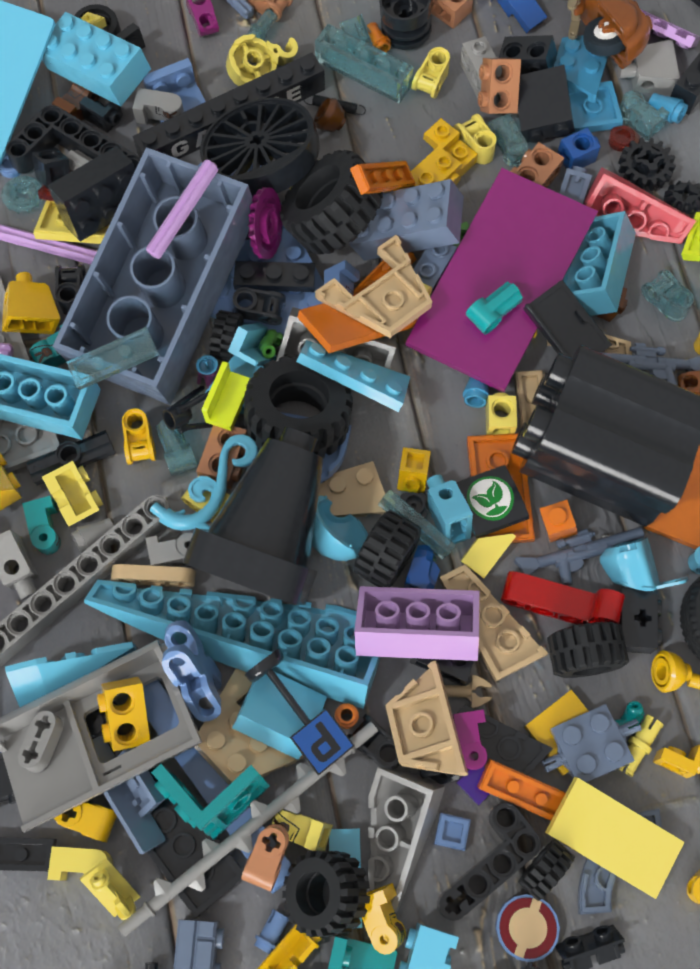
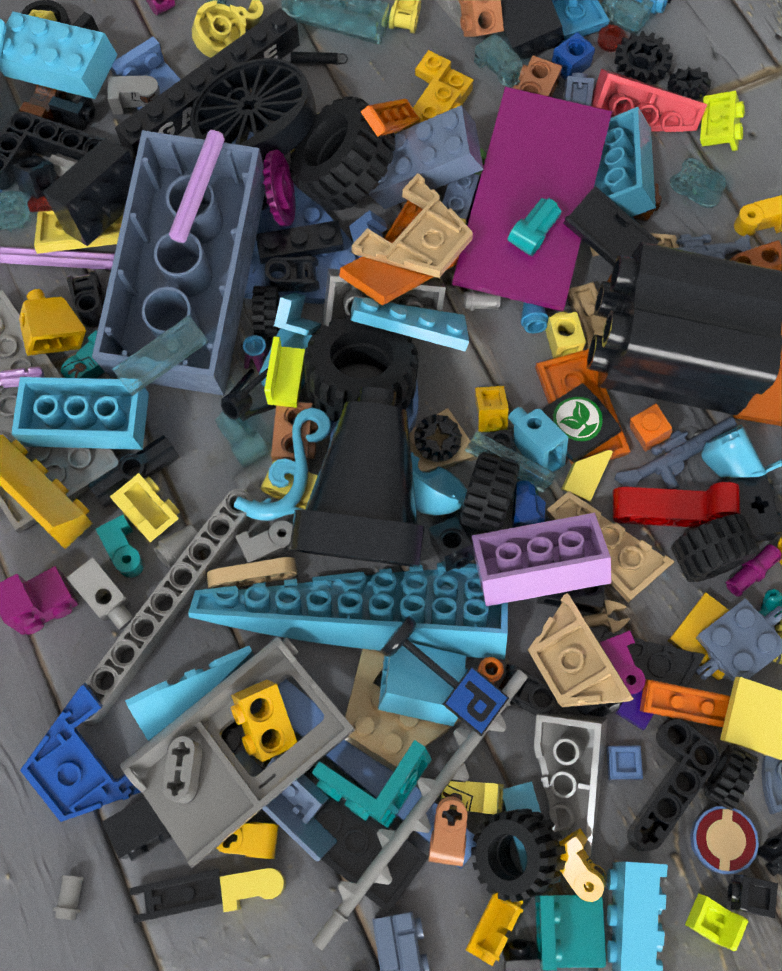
camera: 15 degrees left, 0 degrees up
(111, 889) = (294, 906): light yellow hinge -> none
(137, 442) = (200, 439): yellow piece -> none
(192, 671) = (323, 660): medium blue piece -> none
(266, 344) = (311, 310): bright green arm -> none
(271, 931) = (469, 908): medium blue pin -> none
(330, 116) = (315, 68): reddish brown cone -> none
(341, 579) = (451, 533): none -> black brick
(344, 495) = (430, 449): none -> black gear
(429, 365) = (480, 300): none -> light grey pin
(478, 138) = (471, 63): light yellow piece -> none
(623, 679) = (754, 570): none -> magenta pin

